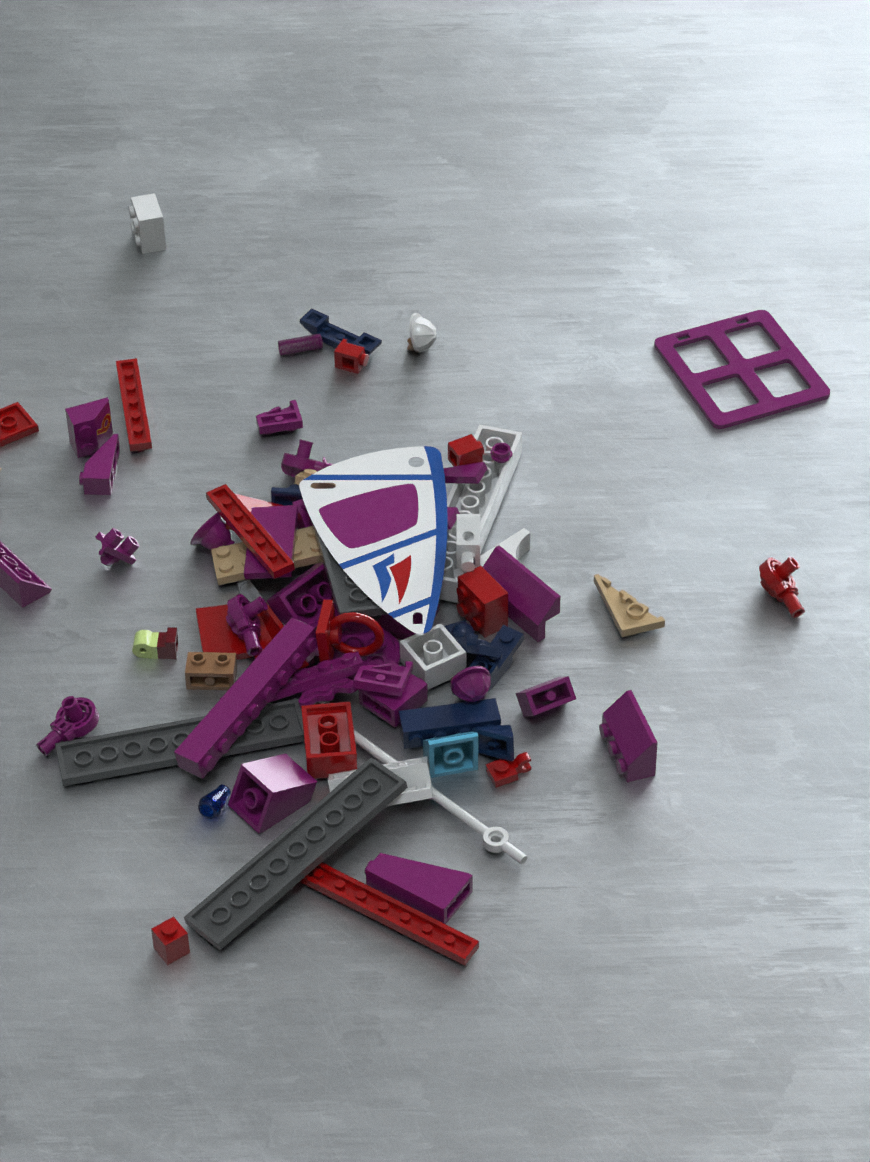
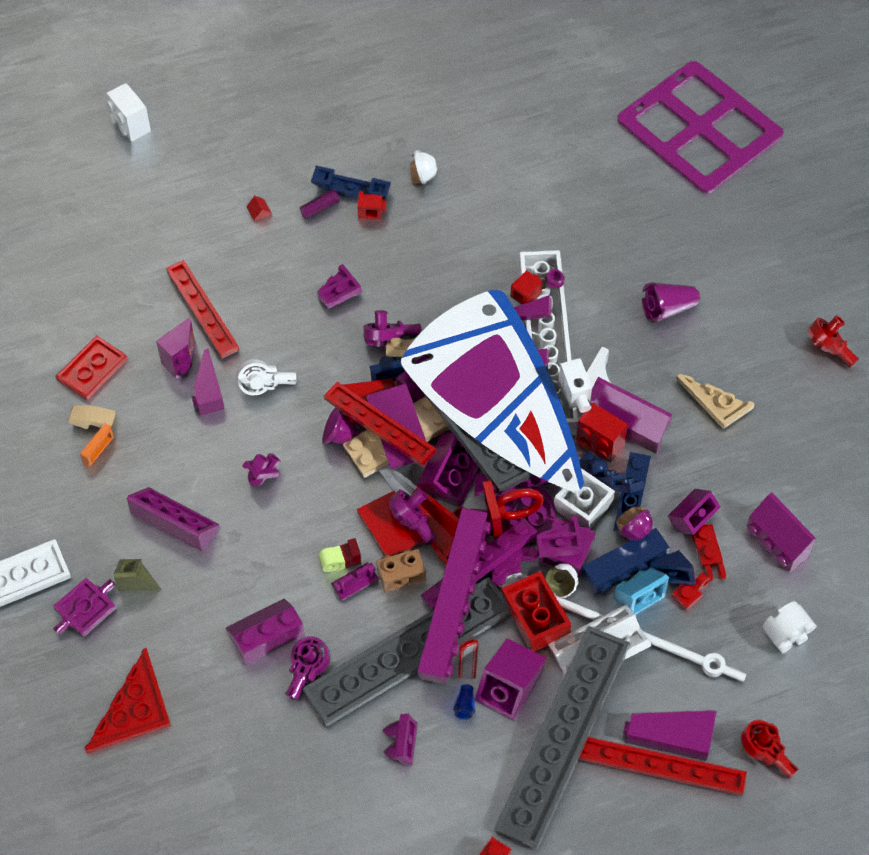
camera: 20 degrees left, 15 degrees up
(44, 689) = (266, 630): none -> magenta slope
(134, 815) = (405, 732): none -> magenta tile
(153, 670) = (355, 581): none -> magenta hinge
(158, 472) = (261, 380): none -> white pin
(232, 772) = (468, 659): none -> sticker
(237, 335) = (258, 208): none -> red slope
(372, 720) = (562, 580): none -> olive hair
(502, 919) = (766, 746): none -> red pin
(546, 738) = (709, 551): none -> red hinge
(592, 821) = (789, 626): none -> white brick
(620, 506) = (668, 300): none -> magenta cone

